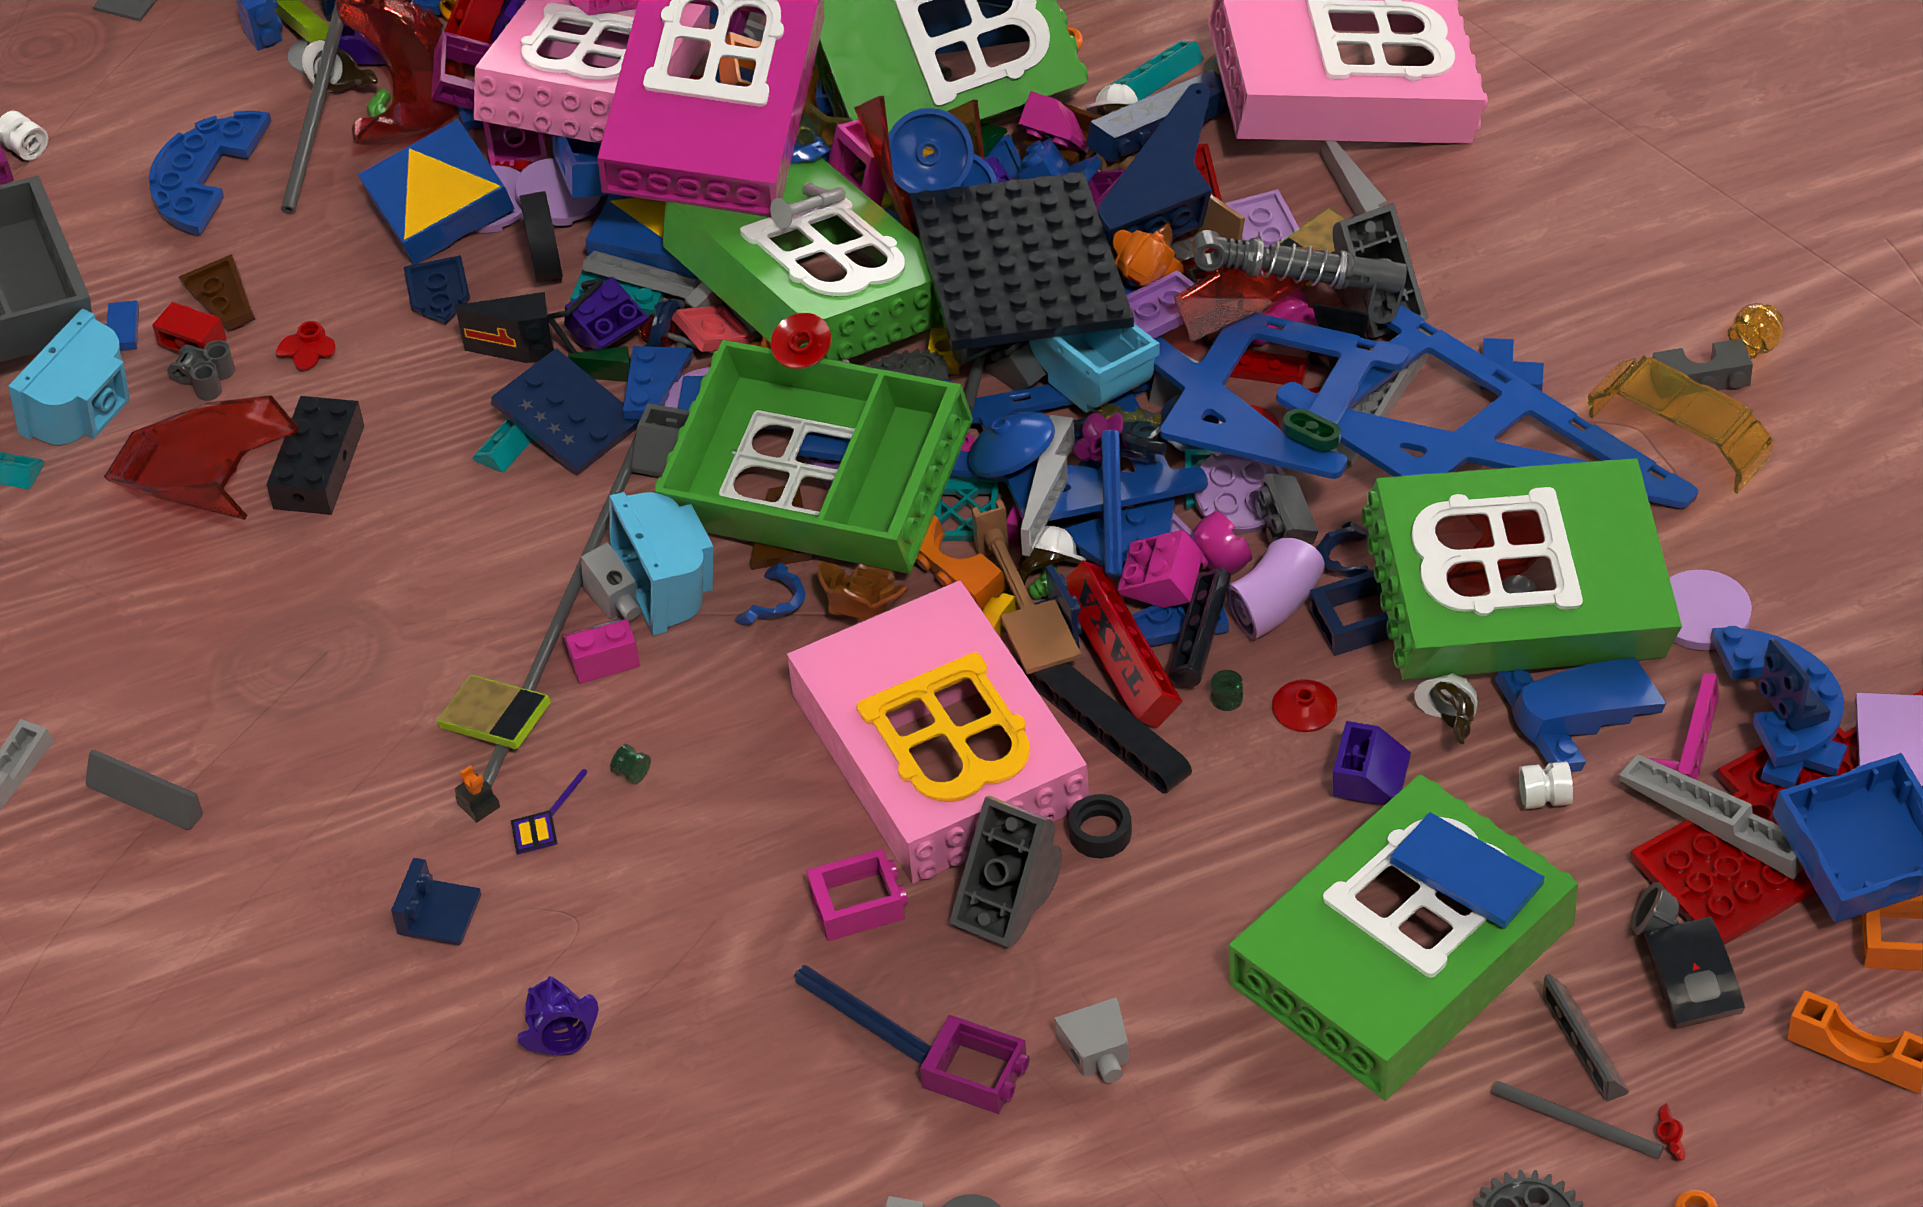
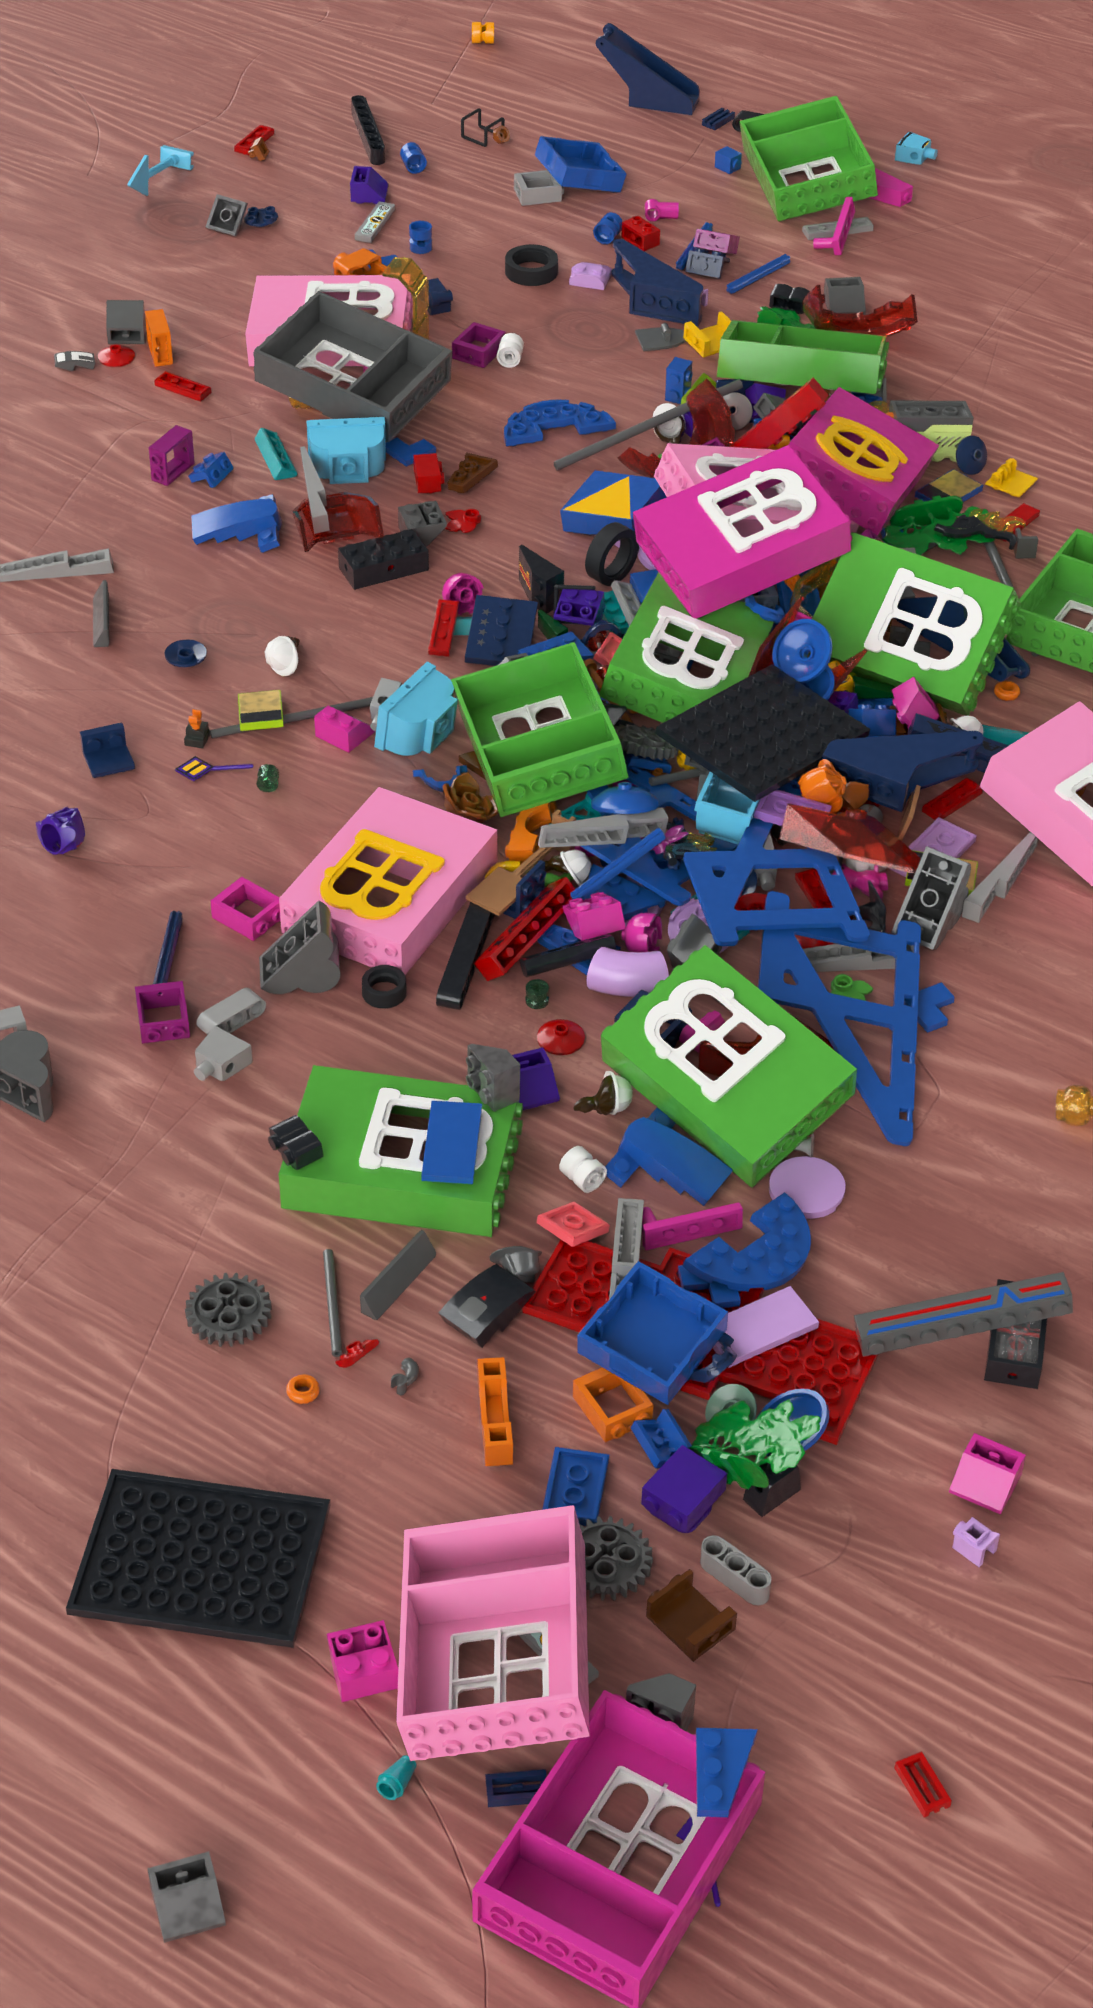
camera: 50 degrees right, 5 degrees down
(95, 558) = (240, 520): none -> blue slope
(121, 453) = (315, 493): none -> light grey slope
(203, 368) = (409, 492): dark grey piece -> none
(284, 377) = (423, 518): none -> dark grey slope
(310, 736) = (185, 653): none -> dark blue dish
(412, 638) = (282, 655): none -> white piece
(437, 287) = (554, 544): dark blue tile -> none
(459, 411) = (462, 588): none -> dark pink cylinder
(507, 460) = (443, 628): none -> red tile
(783, 212) = (728, 630): light grey piece -> none
(794, 332) = (593, 666): red dish -> none
(1030, 996) = (232, 1012): none -> light grey beam
(1307, 264) = (891, 867): dark grey piece -> none
(1312, 429) = (740, 912): dark green plate -> none
(1362, 1016) = (295, 1142): none -> black brick
(1403, 777) = (493, 1075): none -> flat silver slope
(1436, 415) = (845, 986): none -> bright green plate
(1622, 836) = (573, 1224): none -> coral tile
(1692, 407) = (955, 1106): clear yellow windscreen -> none
(1728, 367) = (1029, 1108): dark grey arch -> none
(1738, 1095) = (402, 1381): none -> dark grey arm
(1788, 689) = (741, 1243): dark blue bracket -> none

